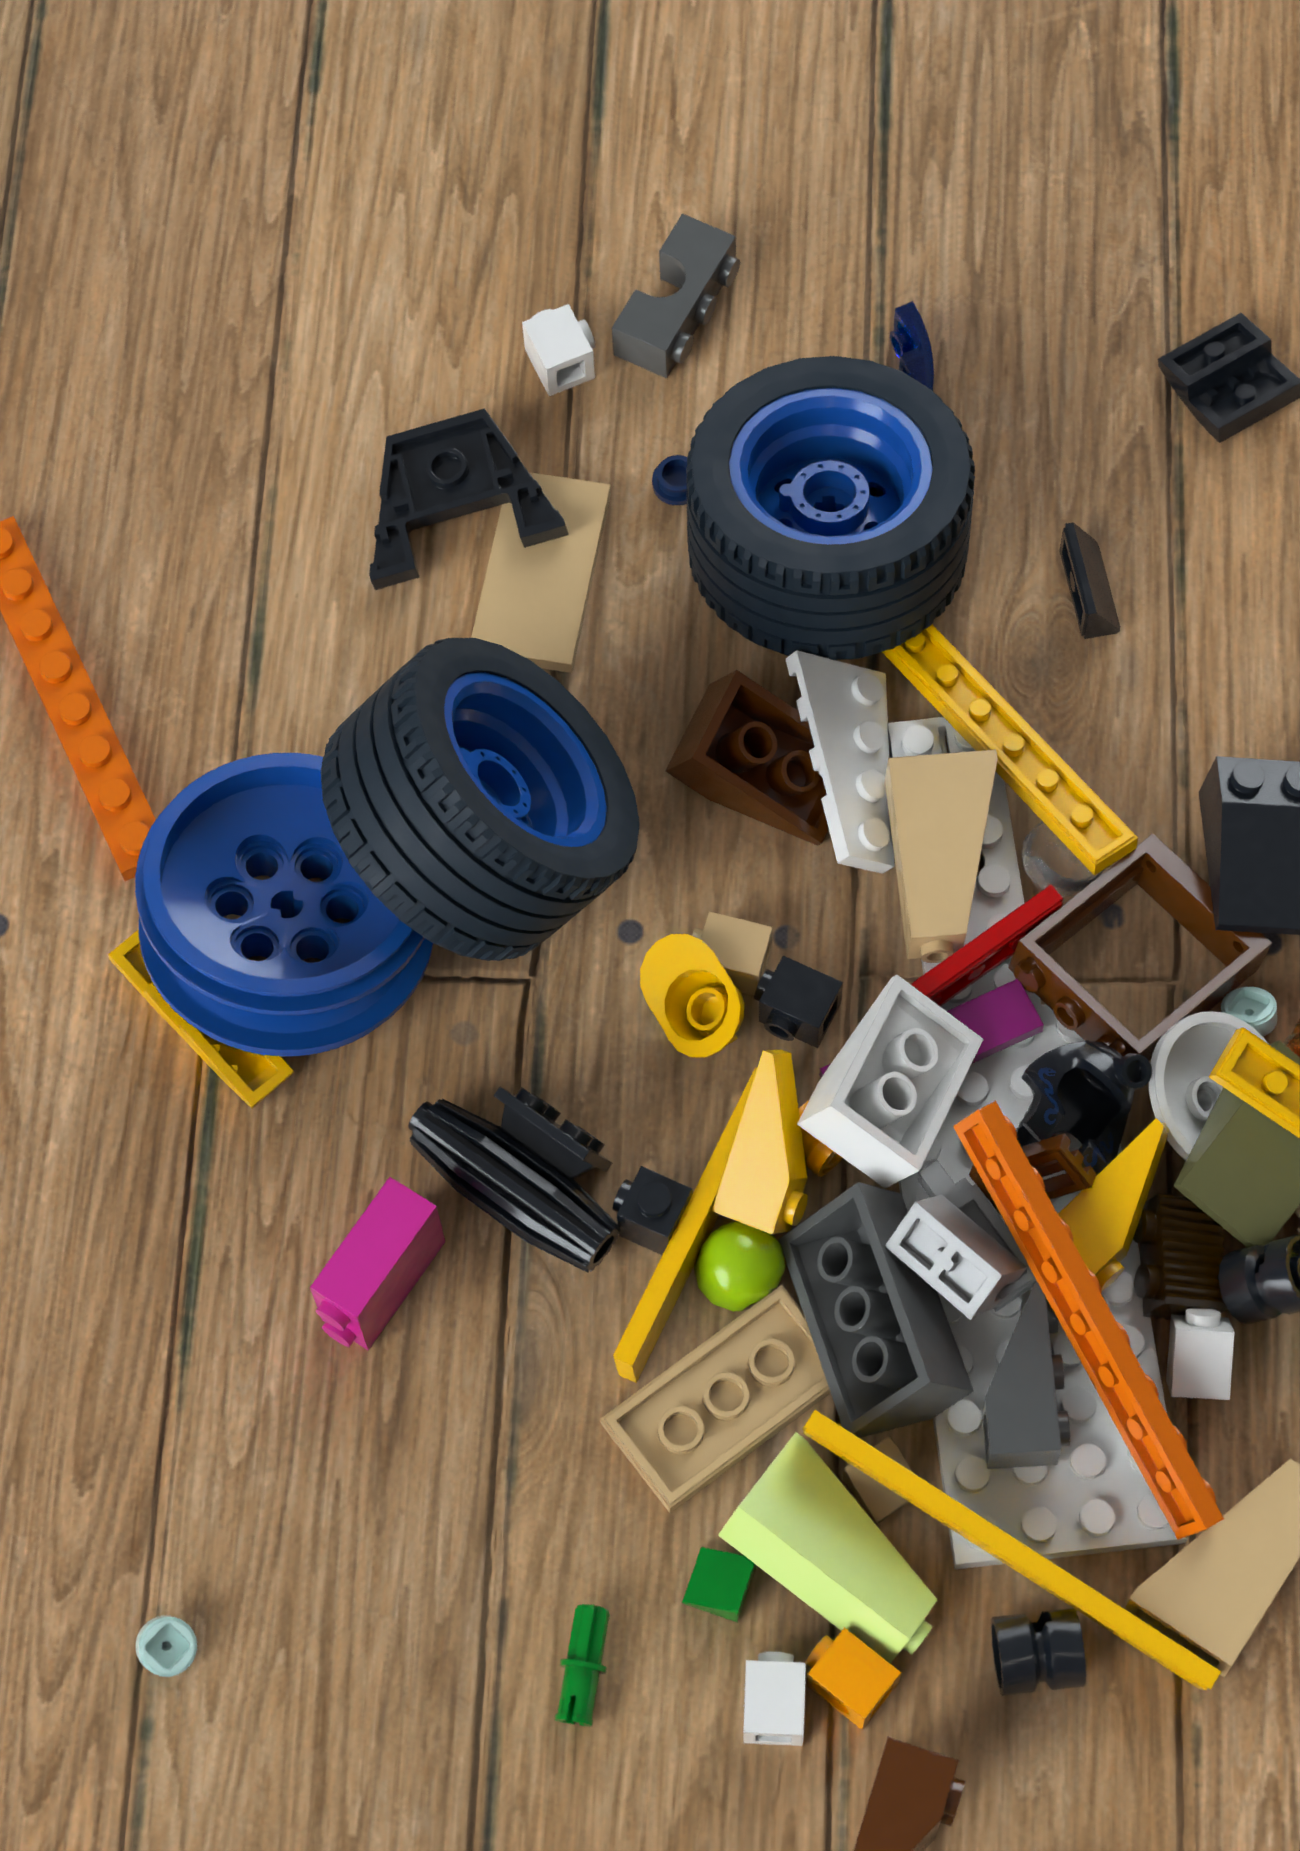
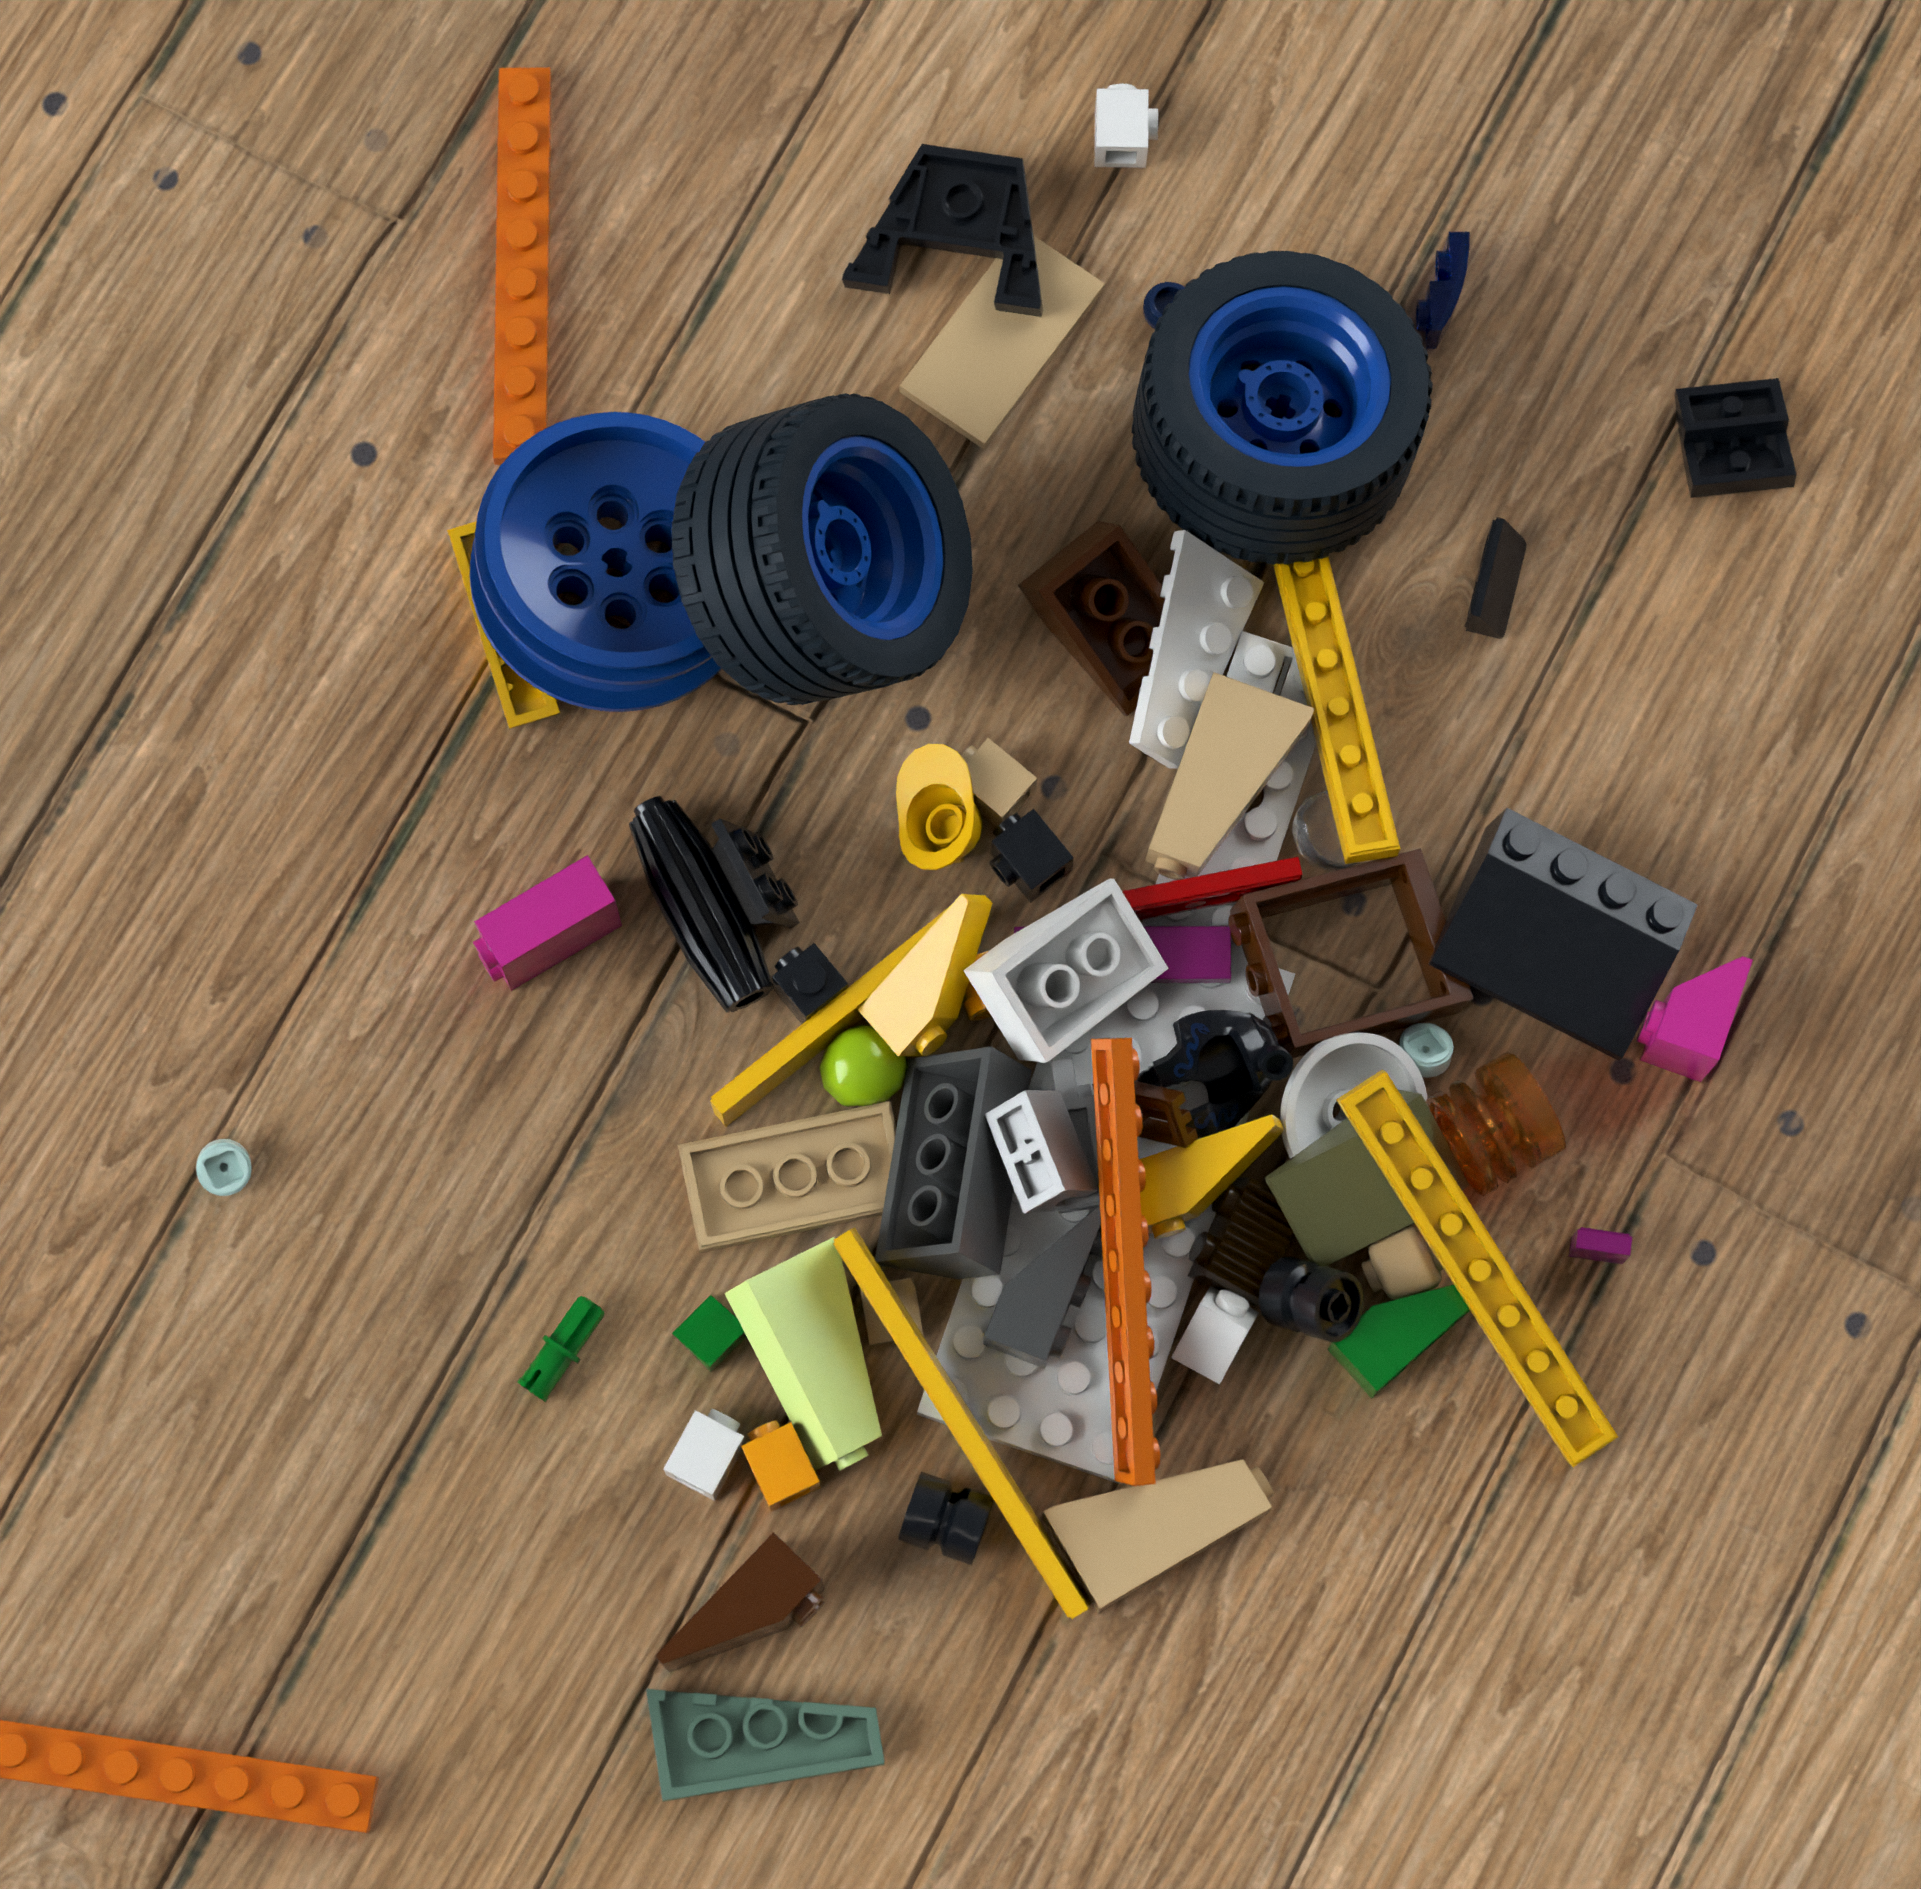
camera: 20 degrees right, 10 degrees up
(661, 329) = (1225, 151): dark grey arch -> none

